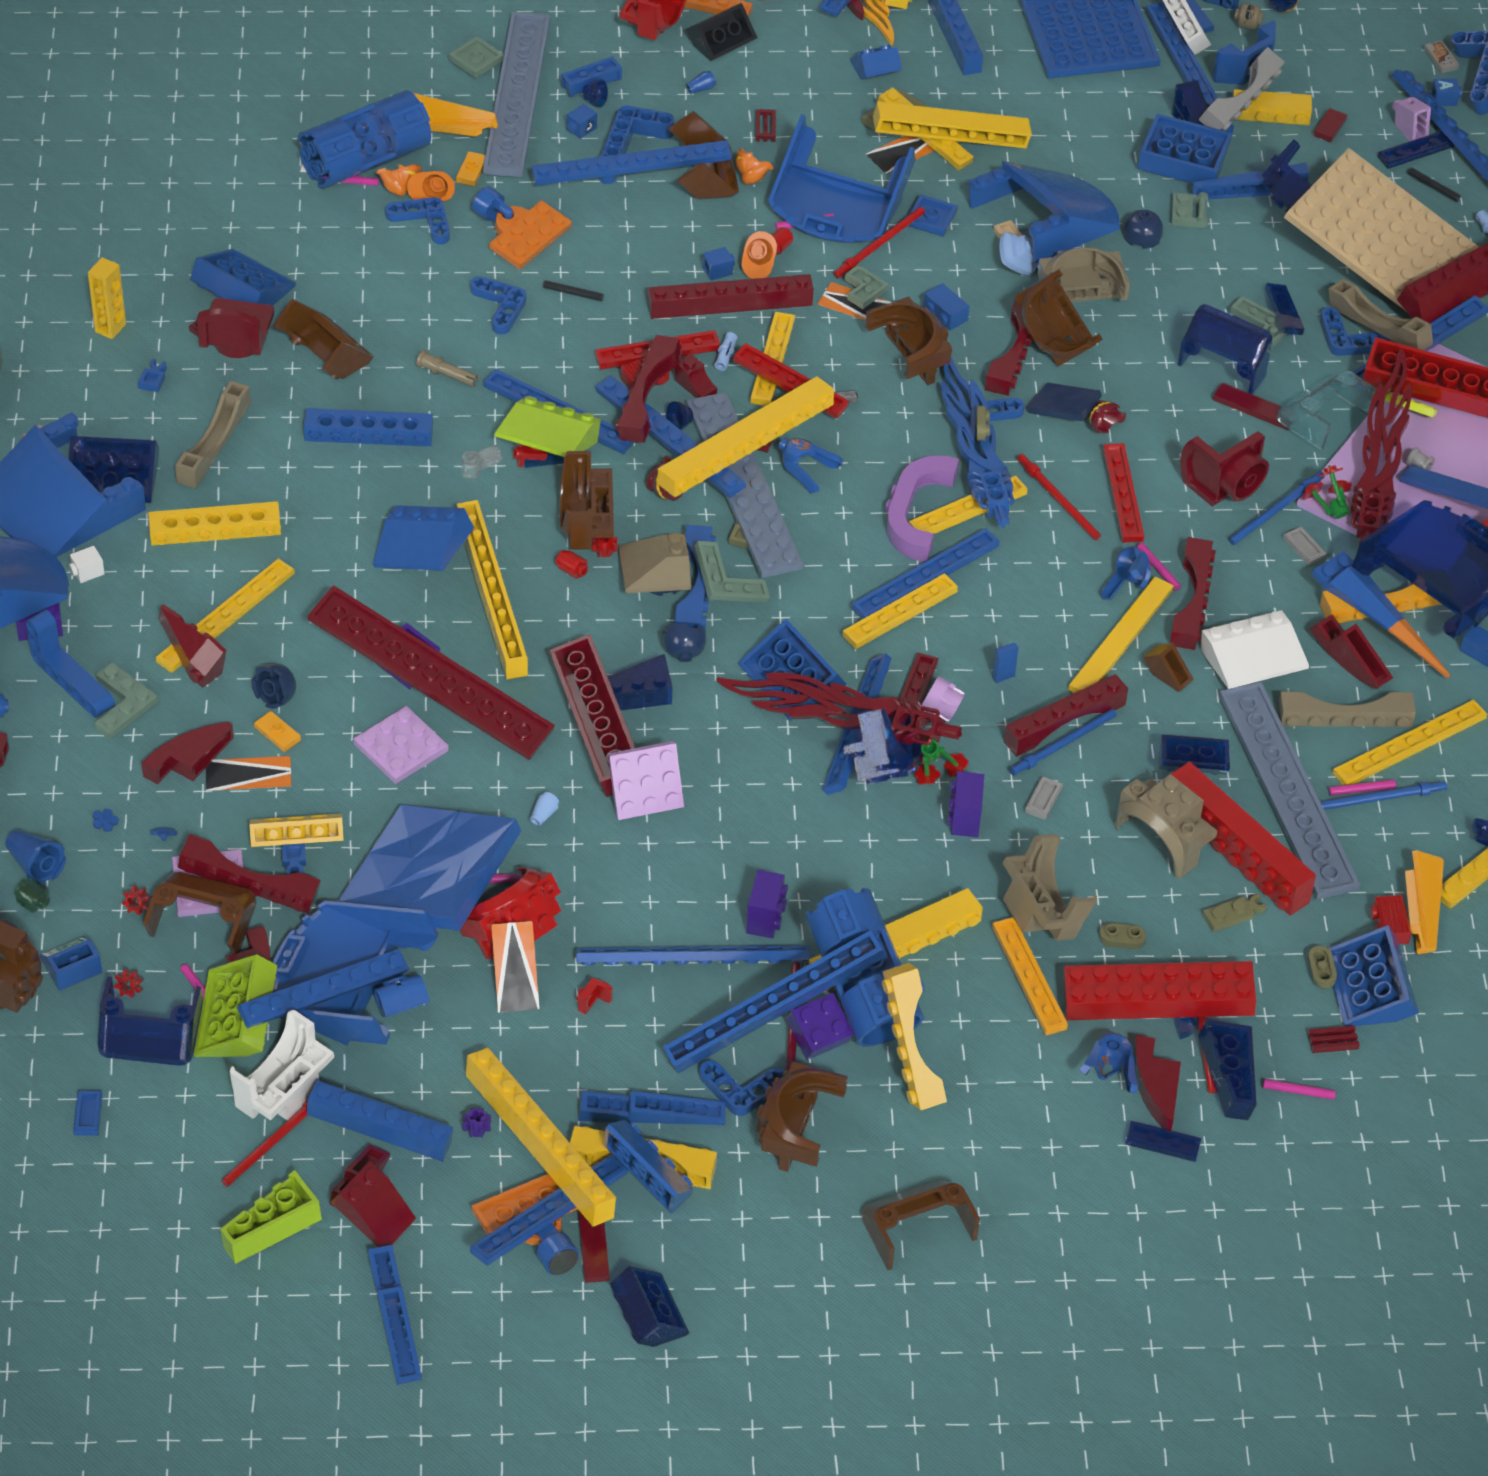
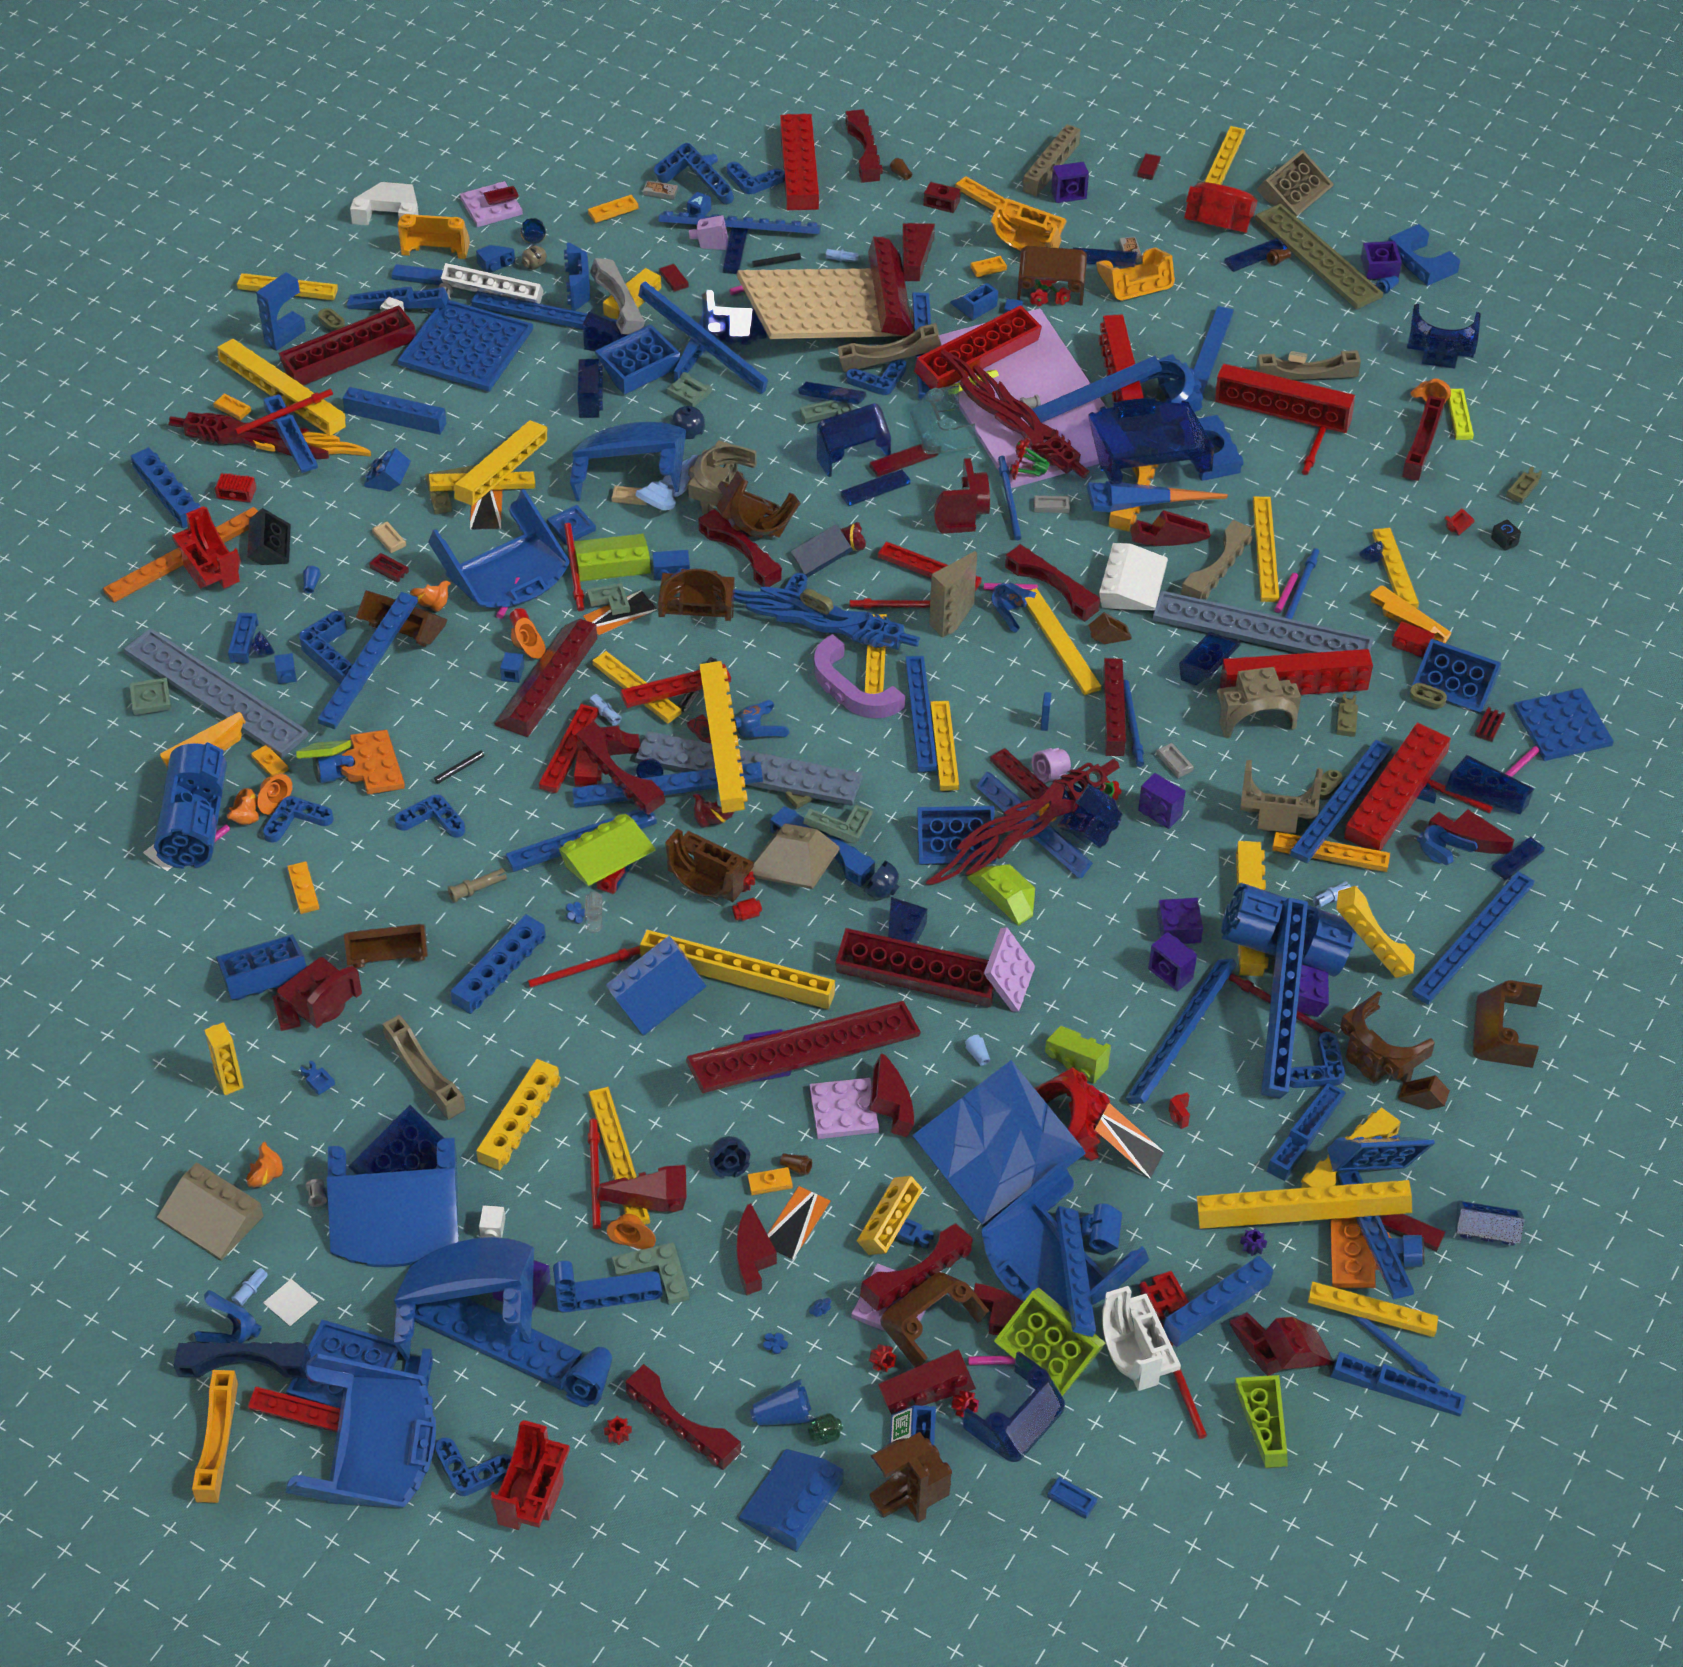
camera: 55 degrees left, 0 degrees up
(32, 391) = (266, 1167): none -> orange hair
(132, 946) = (927, 1383): none -> dark red wedge
(145, 656) = (631, 1231): none -> orange piece
(229, 588) = (594, 1140): none -> red bar
(309, 740) = (798, 1163): none -> reddish brown cone
(351, 262) = (303, 887): none -> light orange plate
(370, 1082) = (1169, 1291): none -> red plate
(409, 483) = (621, 955): none -> red bar
(427, 1323) = (1418, 1366): none -> blue bar
(432, 767) = (891, 1096): none -> dark red slope
(469, 446) = (575, 912): none -> blue plant
(471, 1269) = (1373, 1309): none -> yellow plate
(502, 188) = (323, 749): none -> lime tile
(595, 885) = (1077, 1052): none -> lime wedge
(757, 742) = (1006, 890): none -> lime wedge
(771, 1187) = (1425, 1093): none -> reddish brown slope
(803, 105) = (389, 537): none -> tan tile
(824, 881) = (1181, 919): none -> dark purple brick
(917, 260) = (612, 557): none -> lime slope
(973, 1001) = (1330, 895): none -> light blue pin
(1017, 1144) = (1472, 938): none -> blue plate
(1083, 515) = (952, 594): none -> dark tan slope
(1094, 950) = (1341, 801): none -> blue plate
(1112, 139) = (589, 388): none -> clear blue wedge
(1194, 404) = (875, 487): none -> clear blue tile
(1253, 183) = (703, 337): none -> blue plate
(1376, 36) = (613, 208): none -> light orange plate
(1394, 1104) = (1563, 724): none -> blue plate

